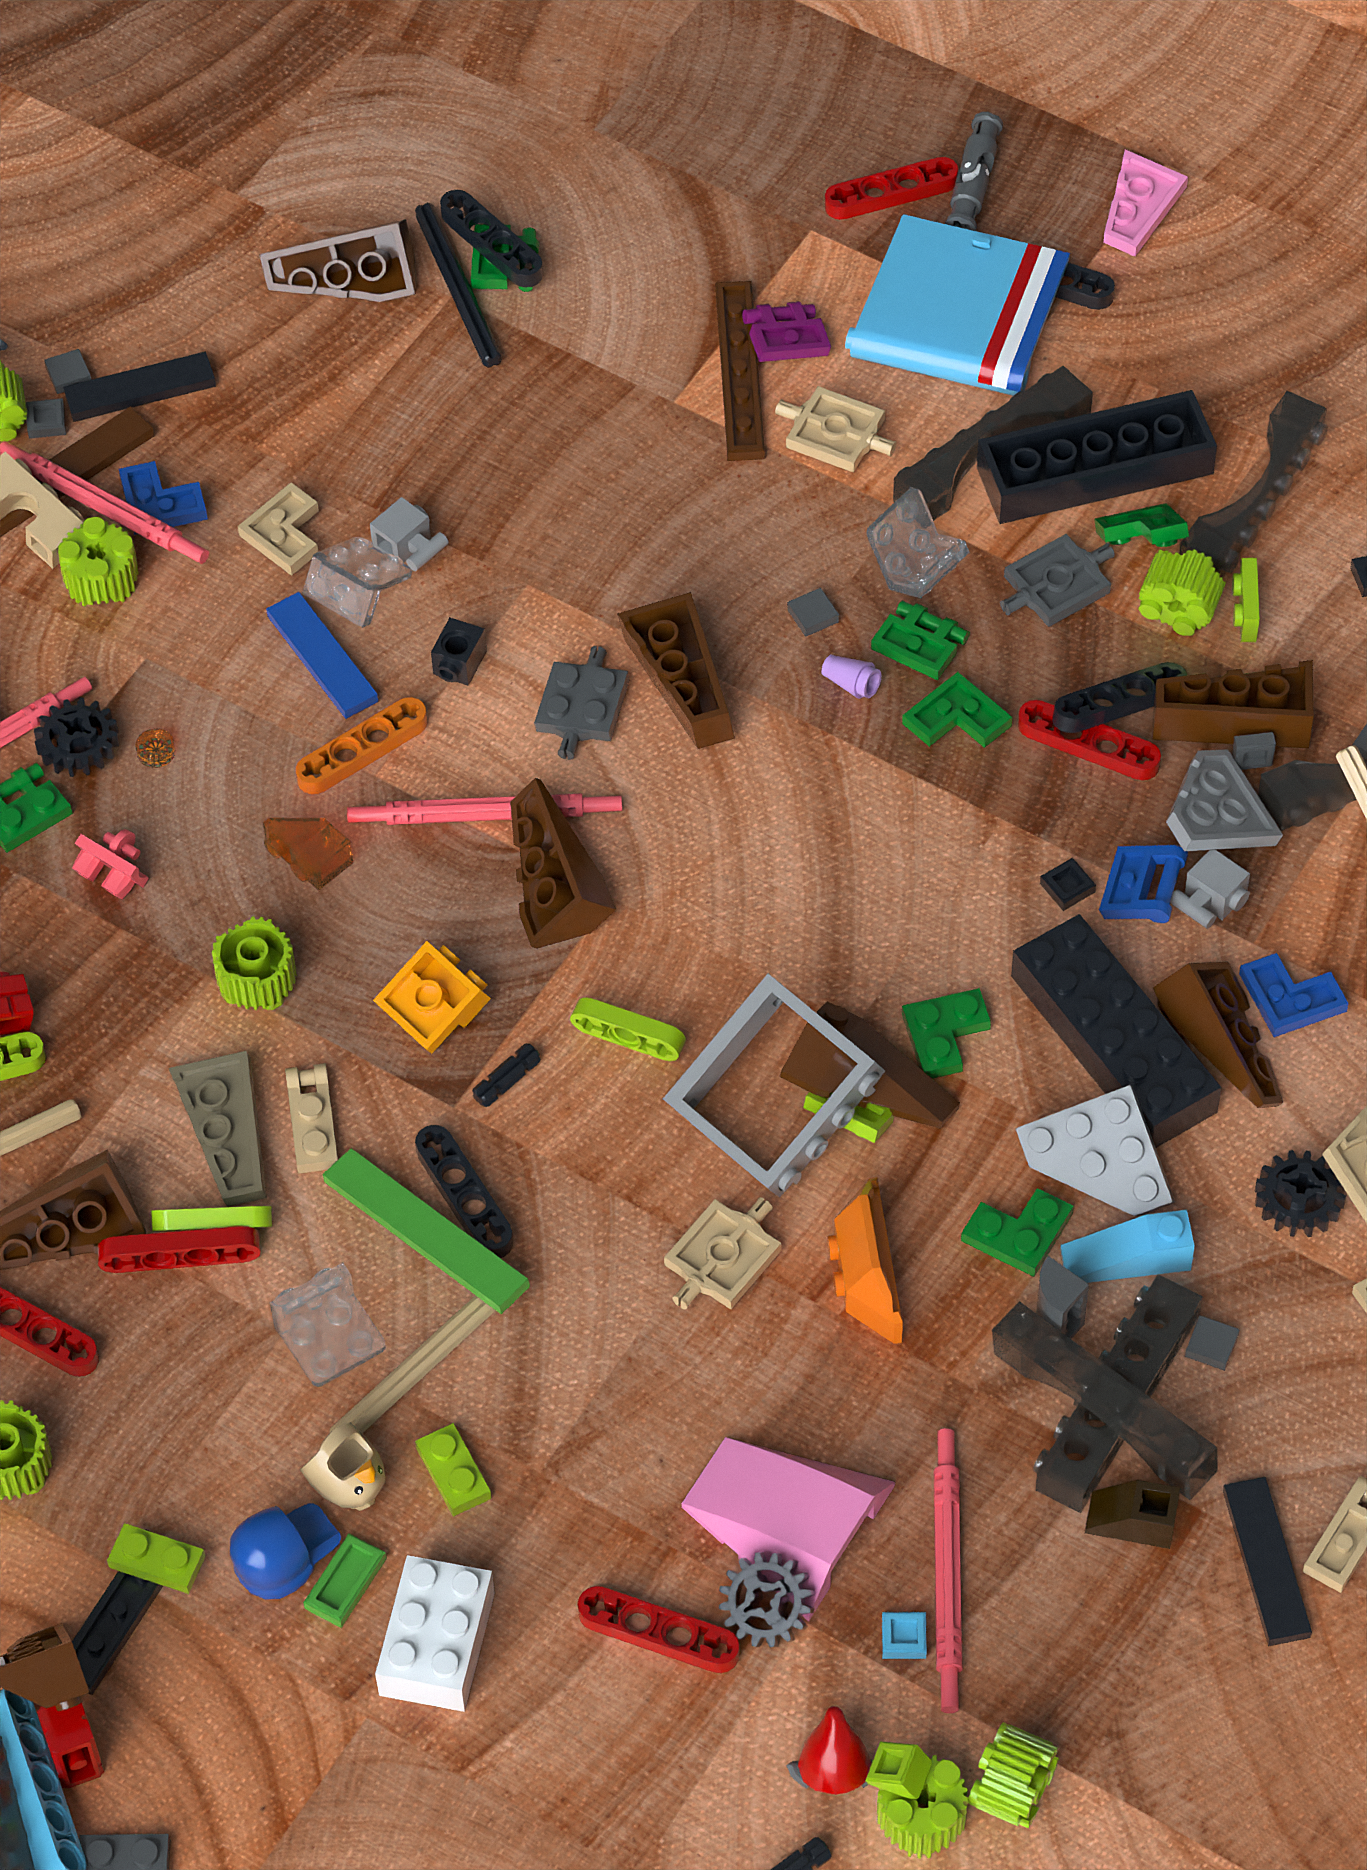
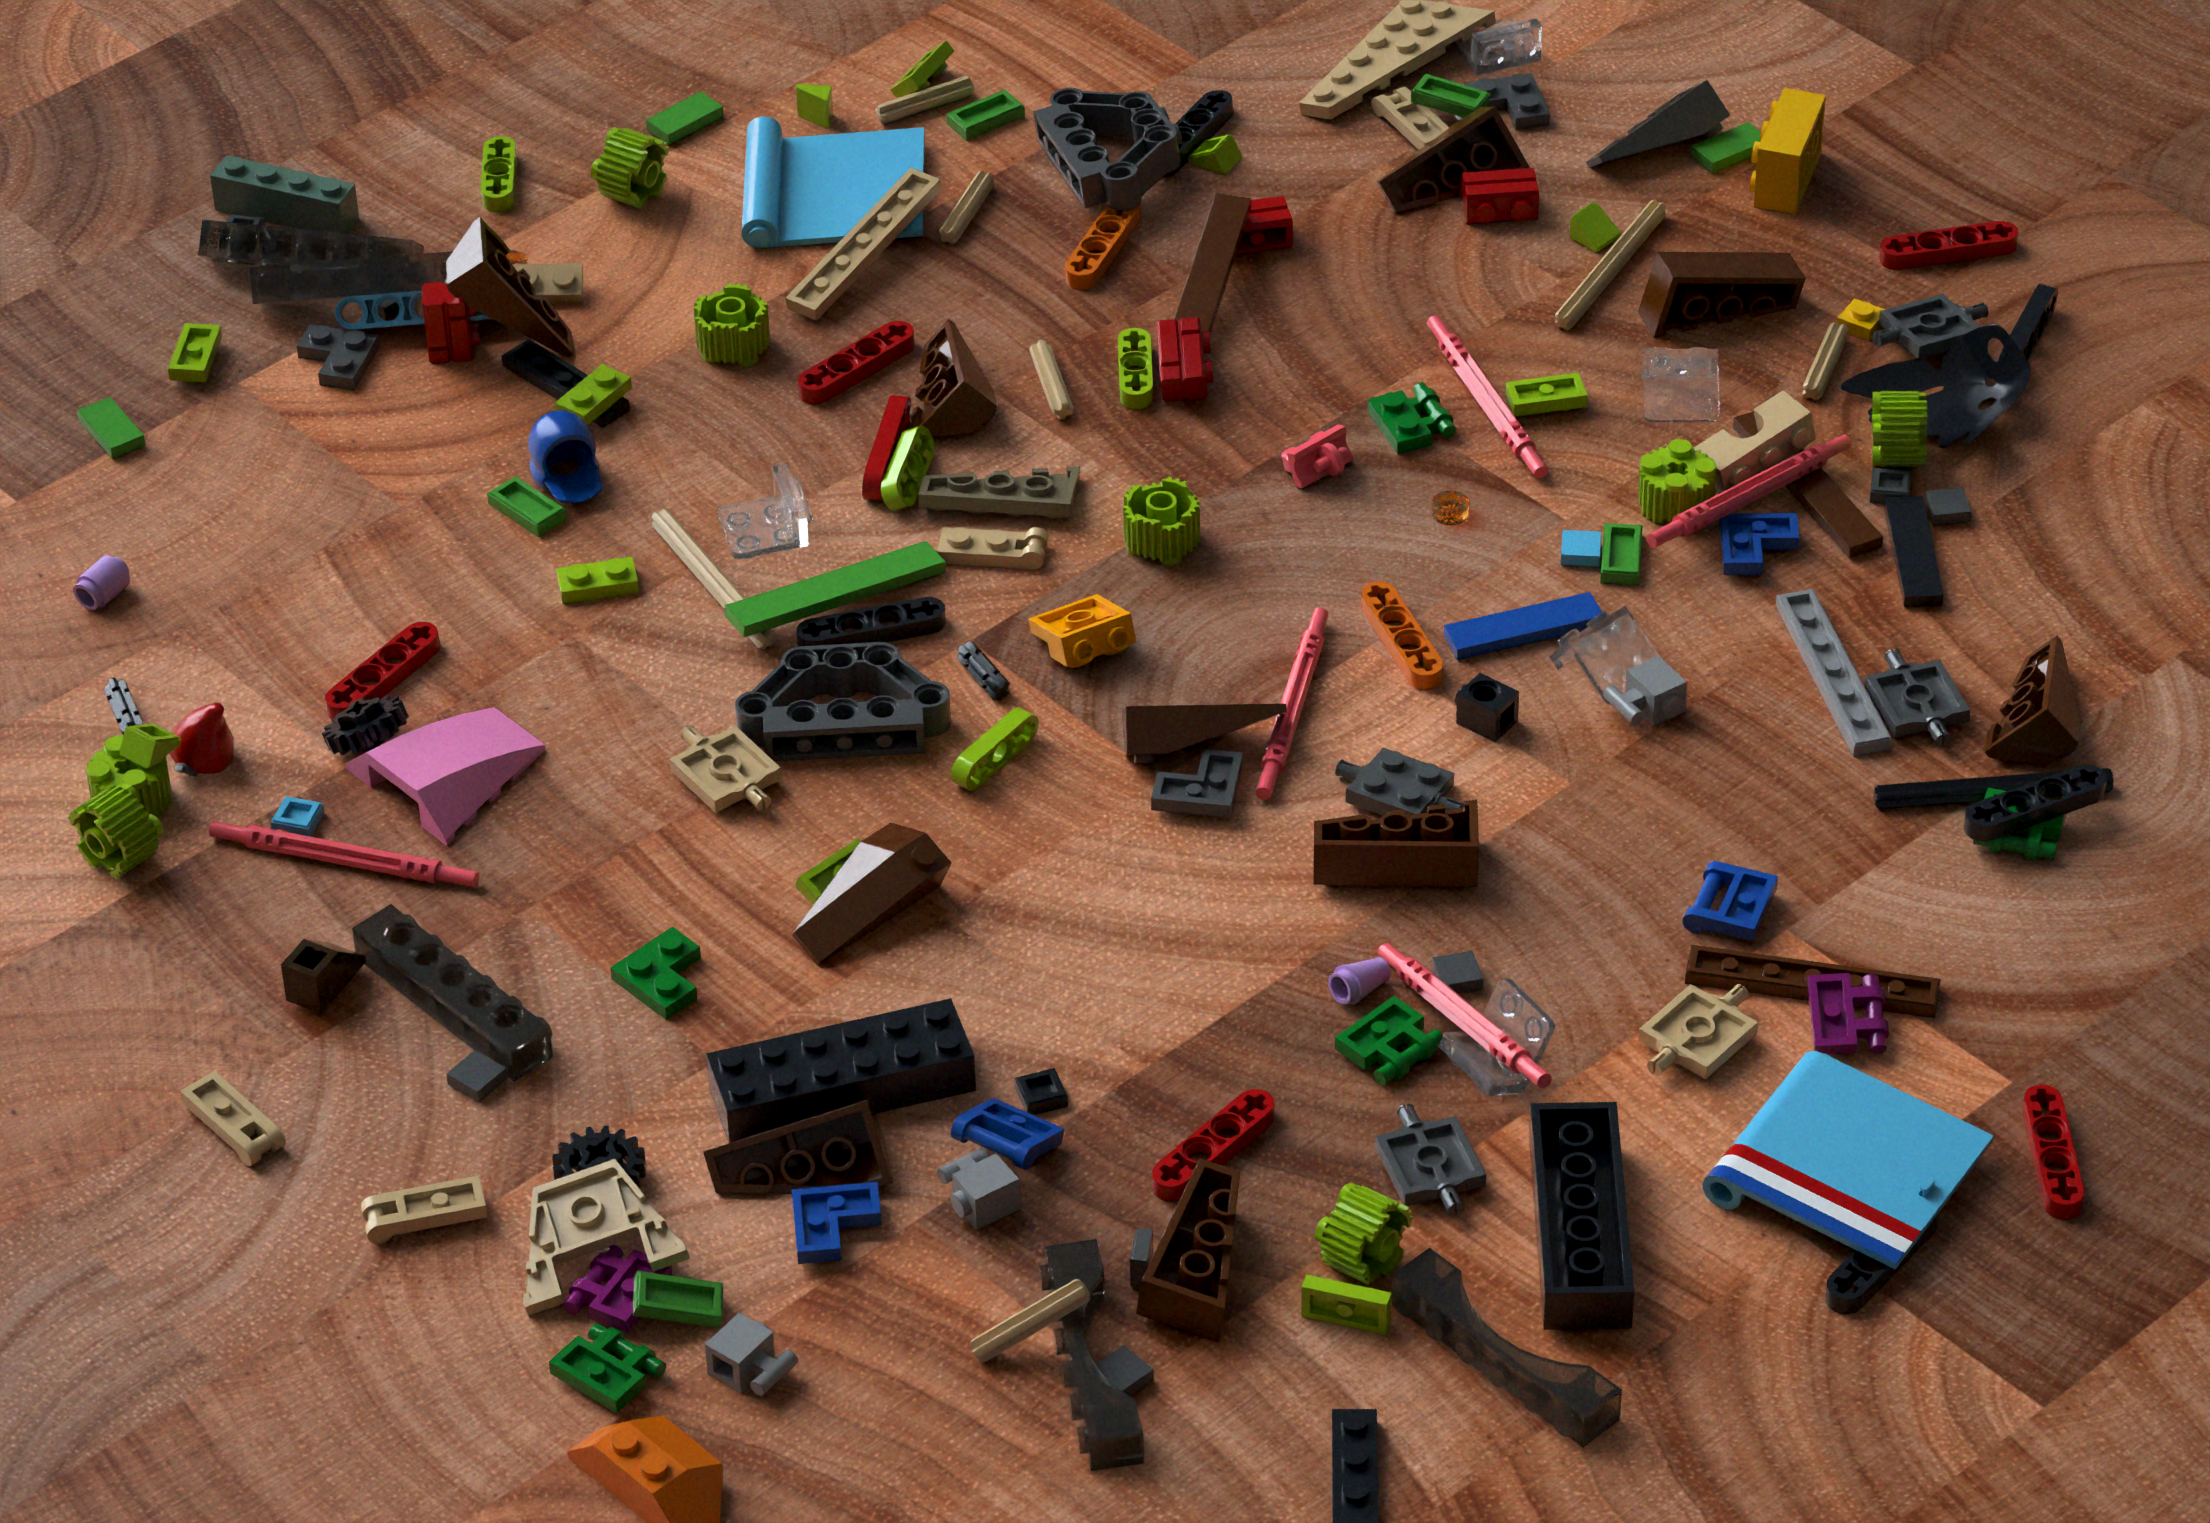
camera: 105 degrees right, 15 degrees down
(76, 737) = (1473, 452): black gear -> none
(194, 601) = (1621, 554): none -> bright green tile
(195, 632) = (1581, 548): none -> medium azure tile
(276, 525) = (1691, 609): tan plate -> none
(310, 847) = (1284, 578): clear orange slope -> none
(325, 419) = (1833, 672): none -> light grey tile
(346, 1469) = (615, 500): tan piece -> none
(356, 348) = (1917, 698): none -> dark grey plate
(435, 1633) = (442, 536): white brick -> none
(593, 1229) = (892, 723): none -> dark grey brick
(634, 841) = (1207, 793): none -> dark grey plate
(664, 425) = (1742, 906): none -> blue plate
(727, 1047) = (935, 804): light grey window -> none
(866, 1263) = (666, 850): orange wedge -> none
(884, 581) = (1465, 1015): none -> coral axle
(937, 1023) = (910, 959): green plate -> none
(942, 469) = (1678, 1206): clear smoke arch -> none
(957, 704) = (1288, 1048): green plate -> none
(975, 171) = (2028, 1209): dark grey piece -> none
(1062, 1298) = (552, 952): dark grey brick -> none
(1080, 712) = (1255, 1167): black beam -> none
(1101, 1151) = (712, 1026): plate -> none
(1133, 1249) = (595, 1041): medium azure slope -> none
(1141, 202) = (1975, 1361): bright pink wing -> none
(1156, 523) = (1476, 1239): green plate -> none
(1160, 1438) = (366, 988): clear smoke arch -> none
(1219, 807) = (1070, 1196): light grey plate -> none
(1267, 1561) = (240, 1060): black tile -> none

